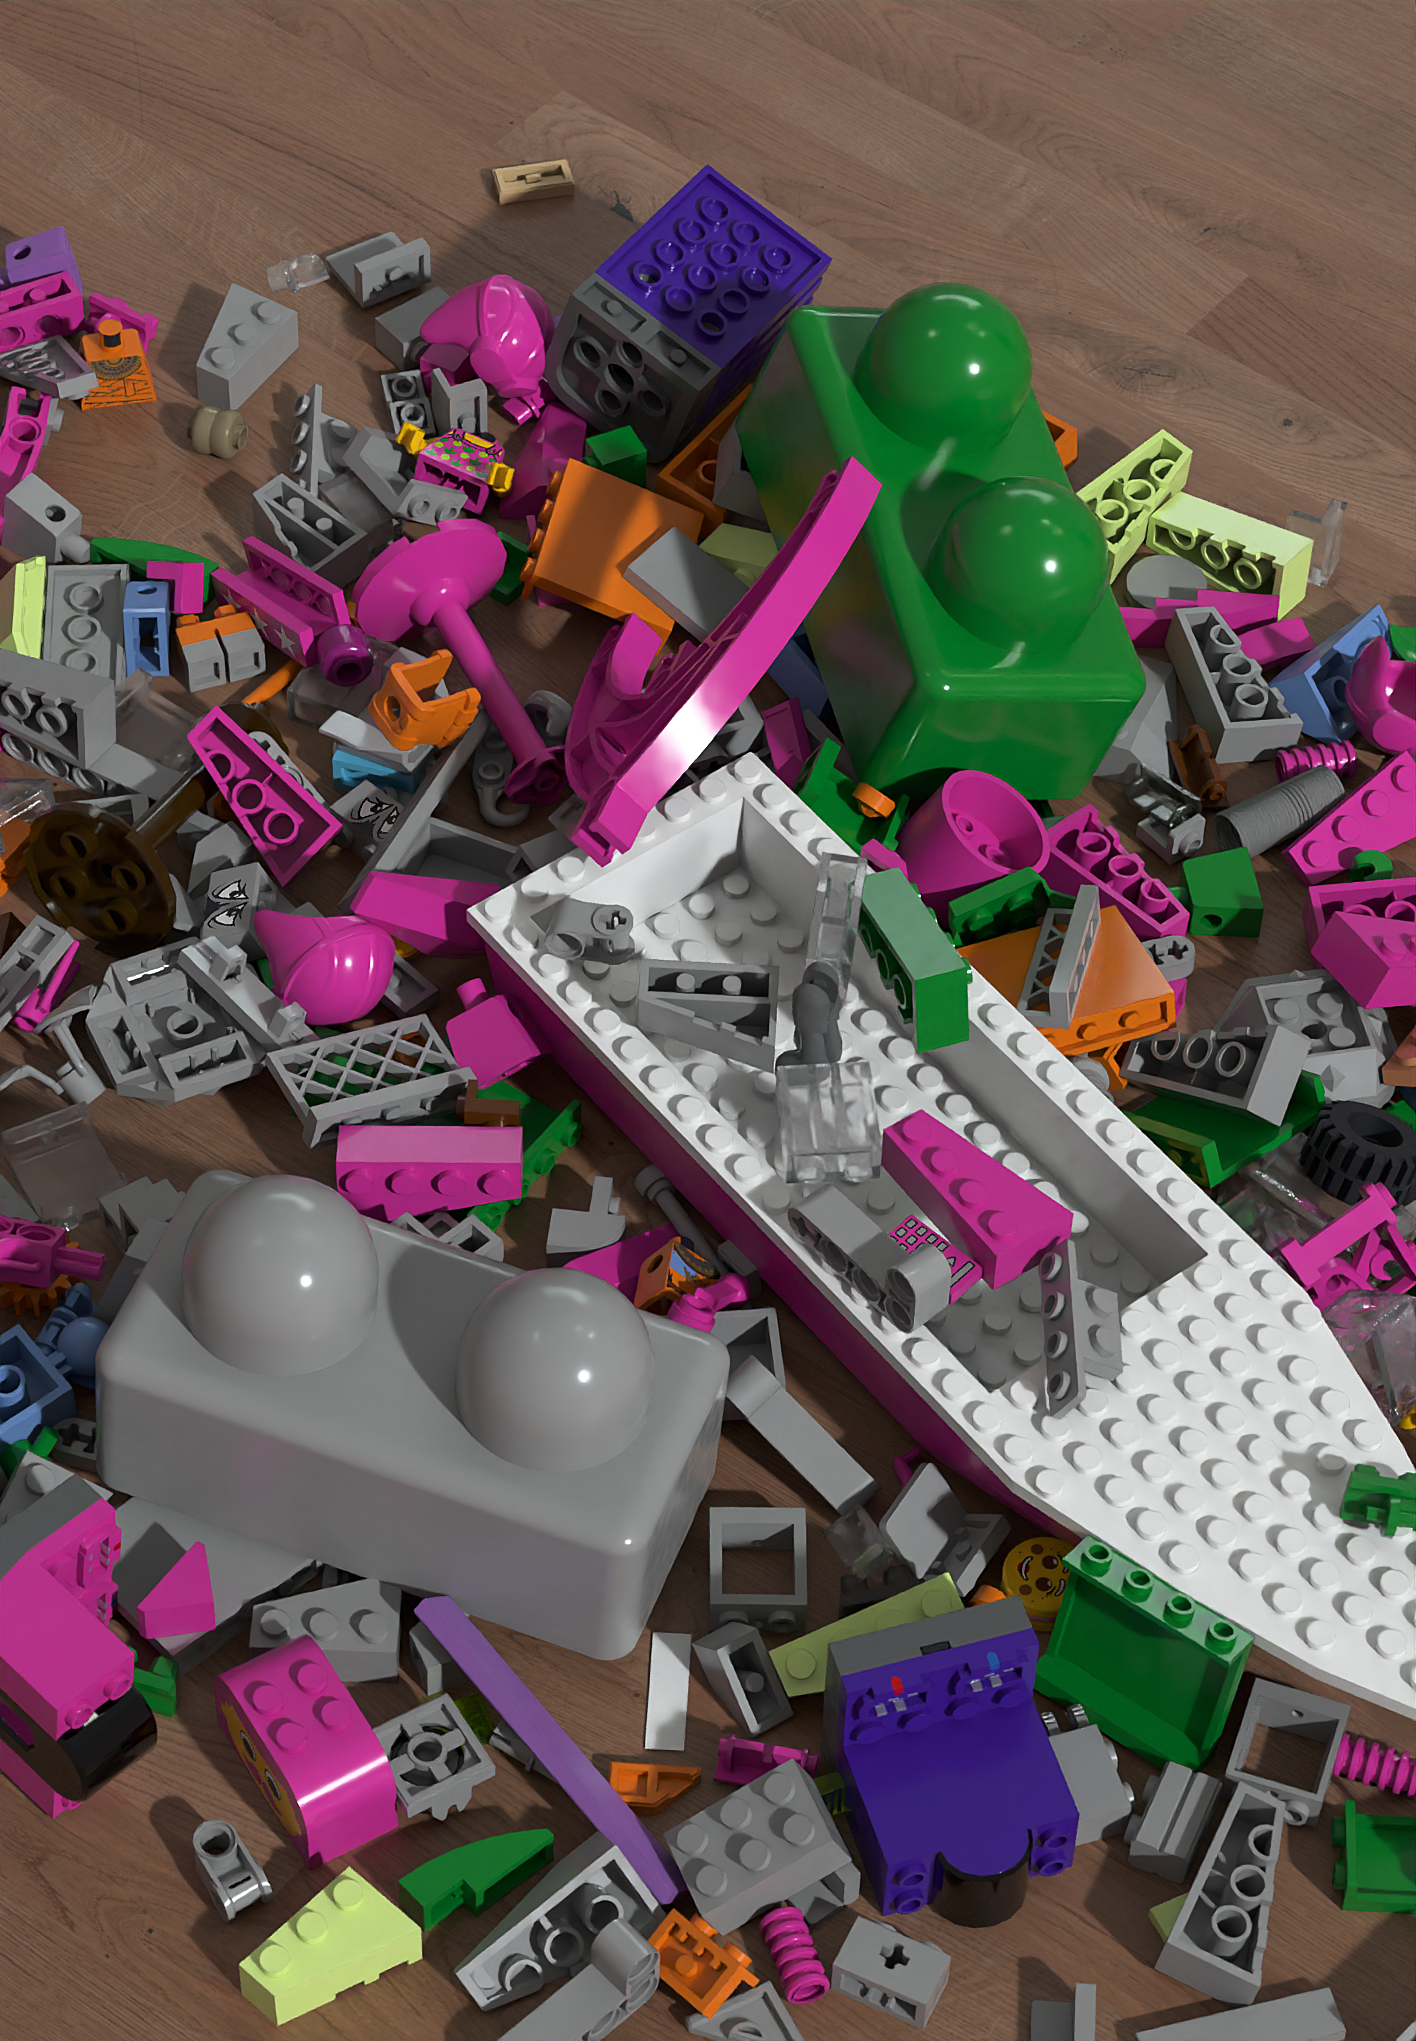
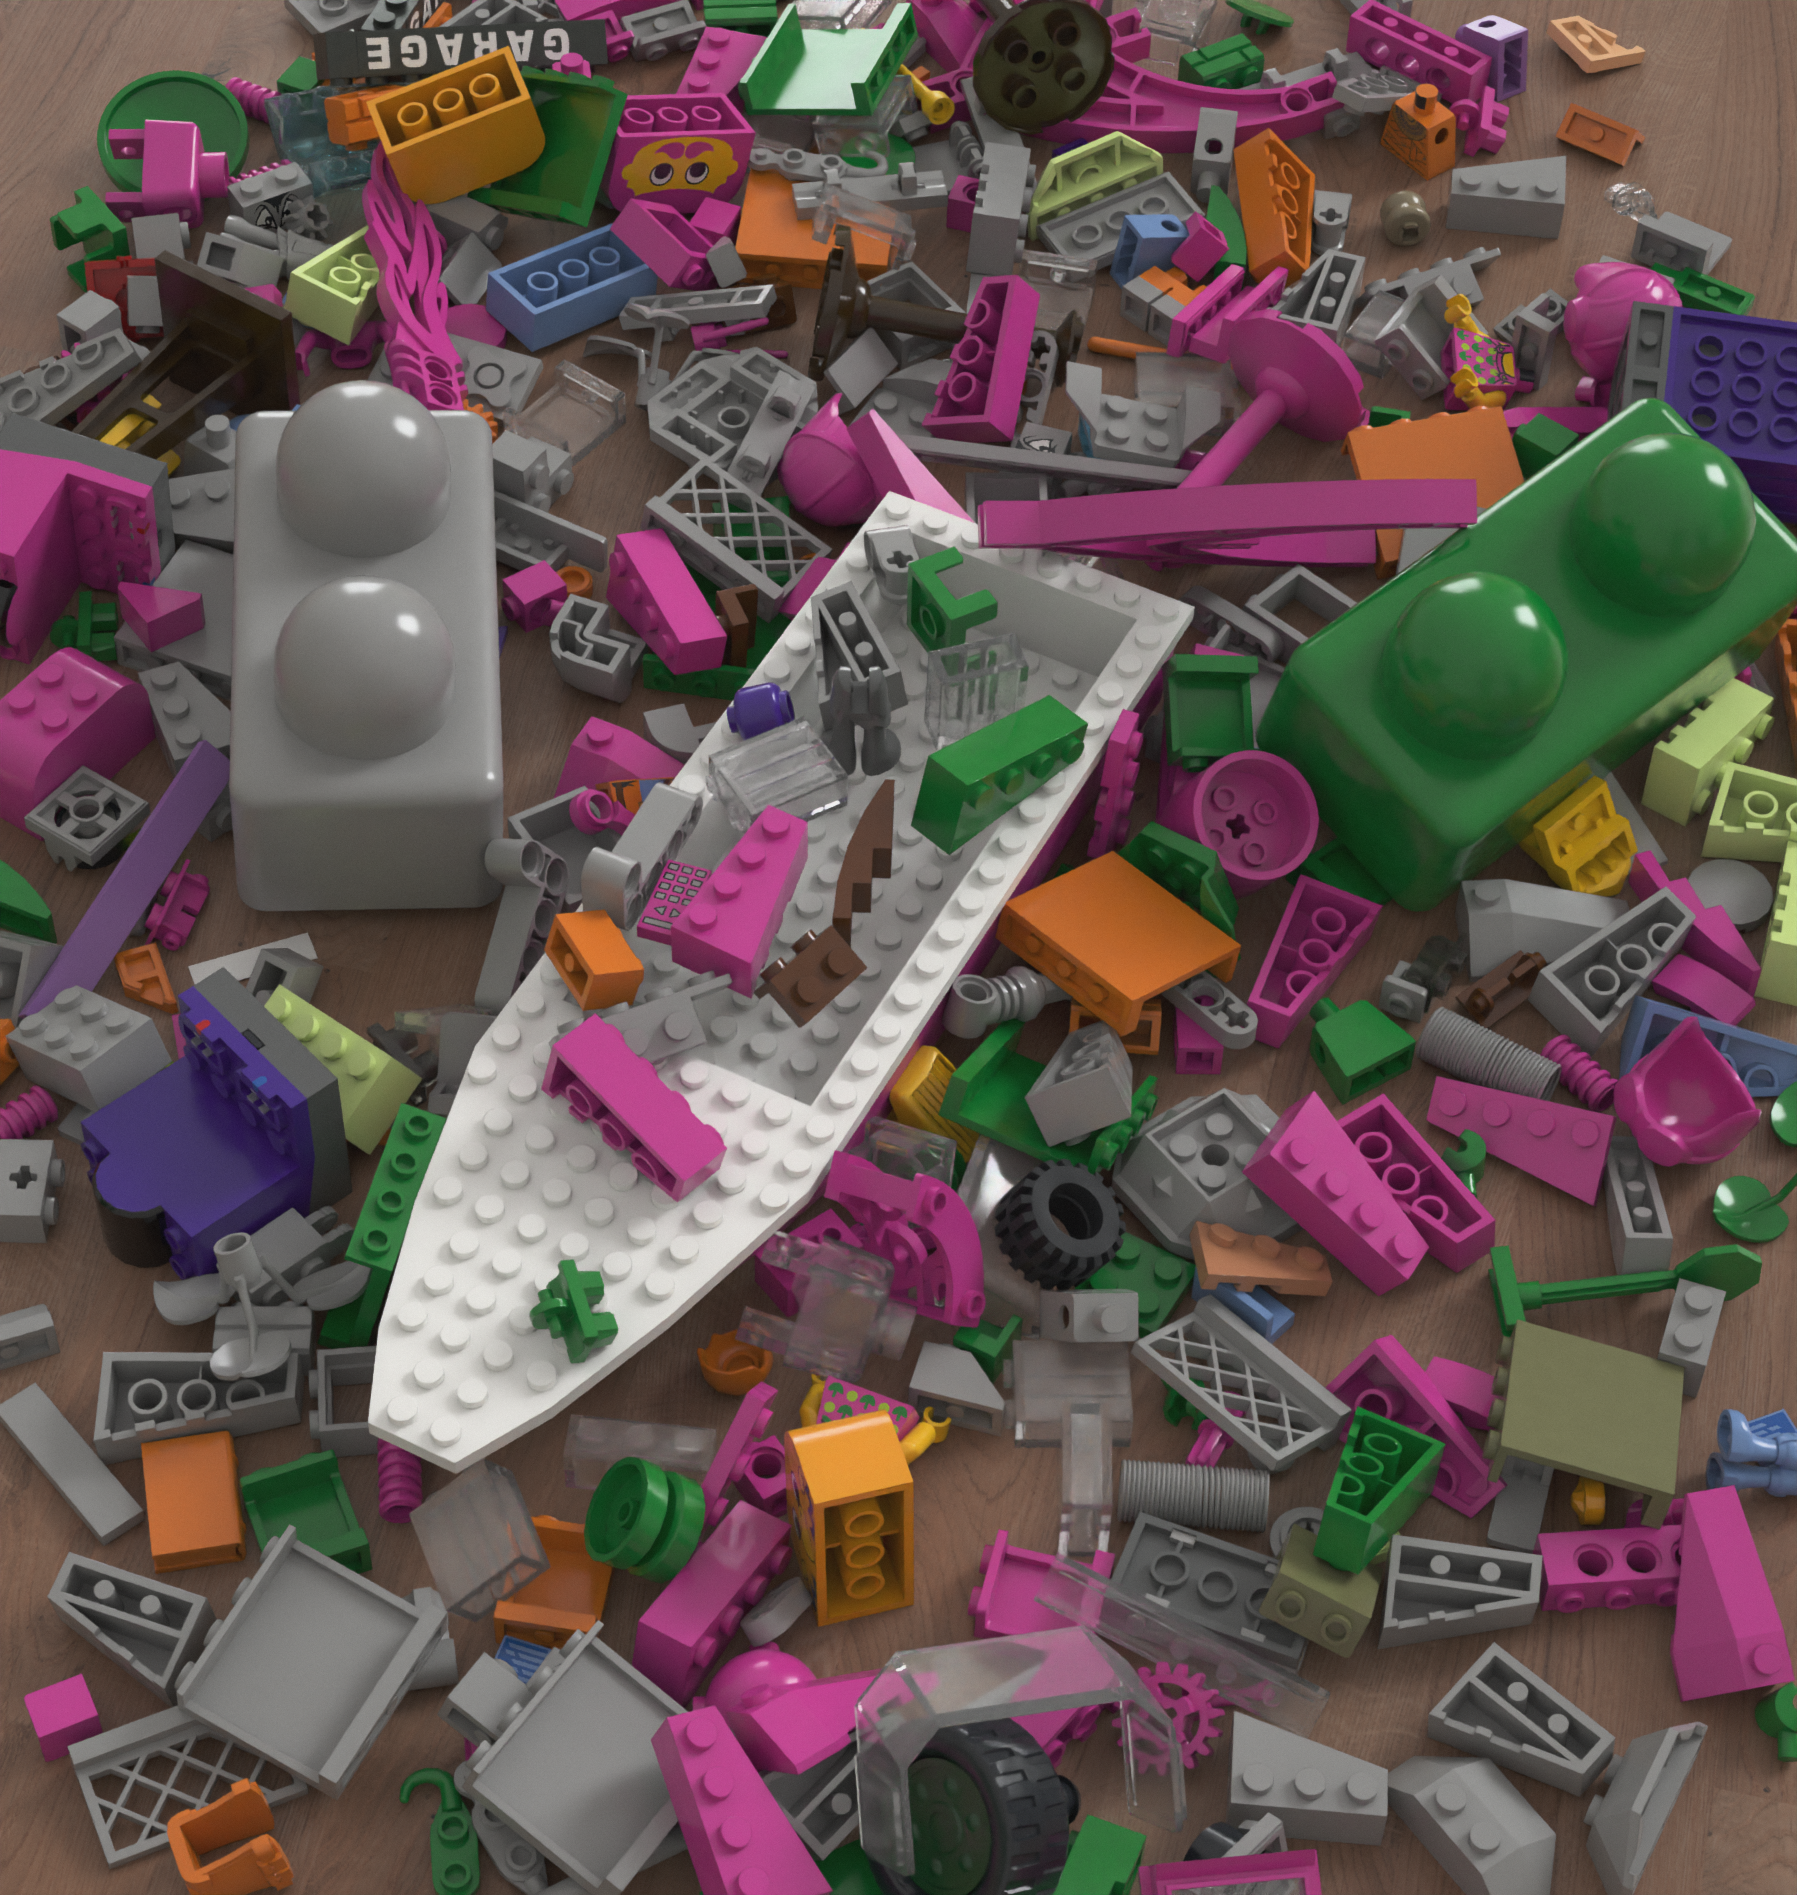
camera: 65 degrees right, 0 degrees up
(63, 207) = (1591, 46): none -> light nougat wing
(159, 513) = (1275, 206): none -> orange wedge
(178, 485) = (1329, 220): none -> light grey piece
(193, 255) = (1598, 134): none -> orange panel
(231, 905) = (882, 391): light grey brick -> none
(344, 655) = (1183, 362): magenta head -> none
(421, 721) = (1156, 397): orange piece -> none
(451, 275) = (1707, 293): none -> green hinge
(589, 1736) = (168, 921): none -> dark pink hinge
(707, 919) = (934, 612): none -> green panel
(736, 1102) = (759, 710): none -> dark purple head
(758, 1530) = (418, 991): light grey window -> none
(872, 802) = (1234, 728): orange tile -> none
(954, 1090) = (865, 858): none -> reddish brown slope
(991, 1336) = (594, 959): none -> orange brick
(1069, 968) = (1124, 916): light grey fence -> none
(1078, 1183) = (813, 976): none -> reddish brown bracket
(1154, 1733) = (239, 1271): none -> light grey plant
(1184, 1371) = (633, 1107): none -> dark pink wedge
(1335, 1944) = (193, 1501): none -> orange piece

